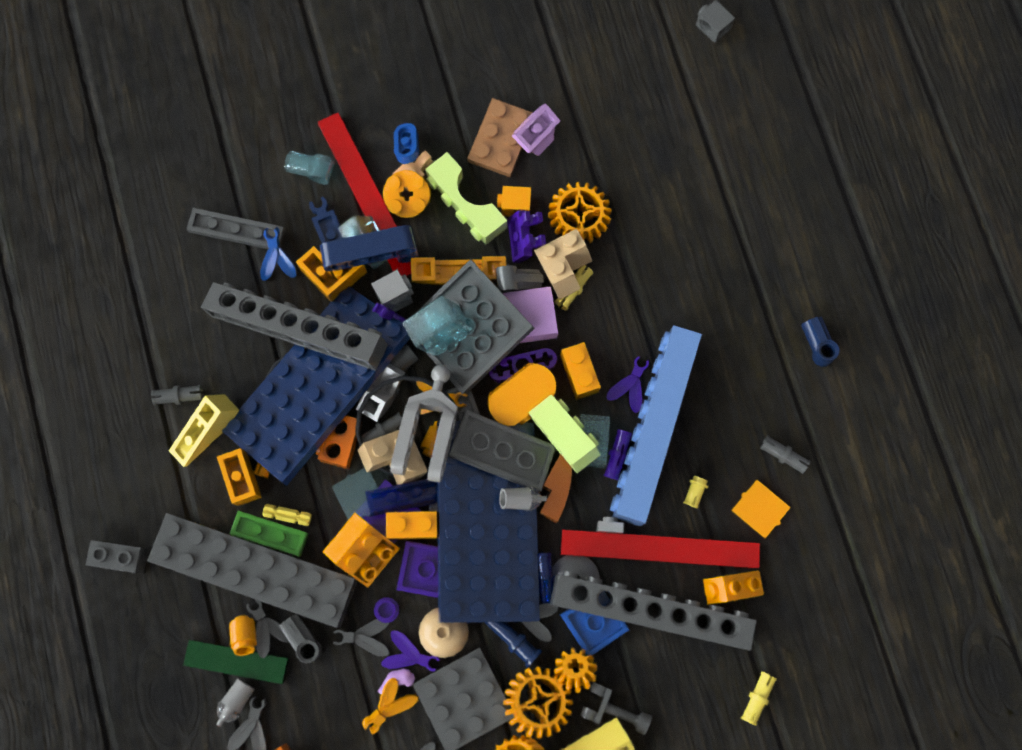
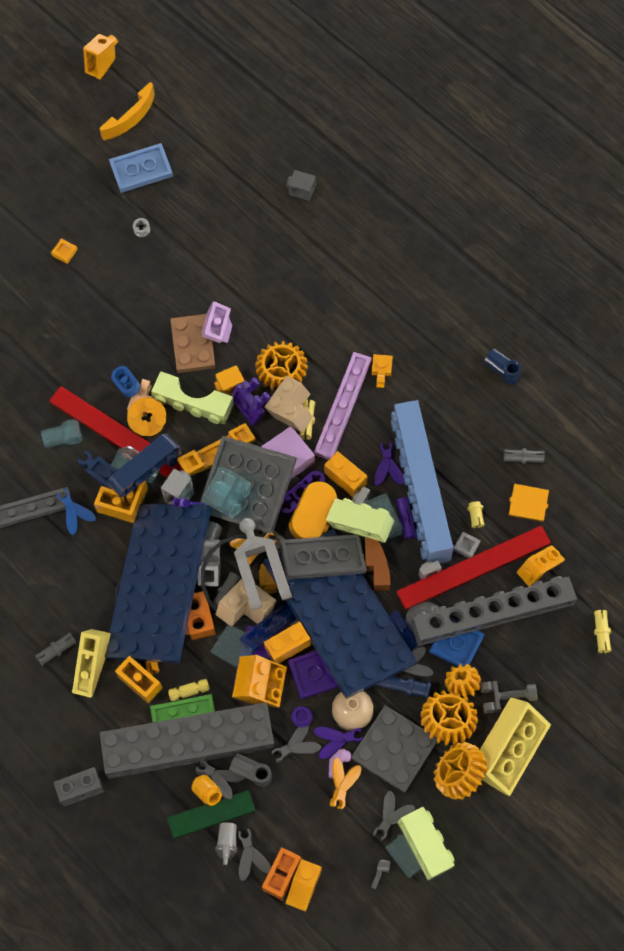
camera: 25 degrees left, 10 degrees down
(366, 354) = (187, 537): dark grey brick -> none
(513, 279) = (262, 434): dark grey piece -> none
(521, 498) = (357, 580): light grey piece -> none
(581, 406) = (362, 496): none -> light grey plate
(621, 292) = (342, 406): none -> lavender tile
(666, 519) = (466, 545): none -> light grey tile
(686, 272) = (381, 367): none -> light orange plate

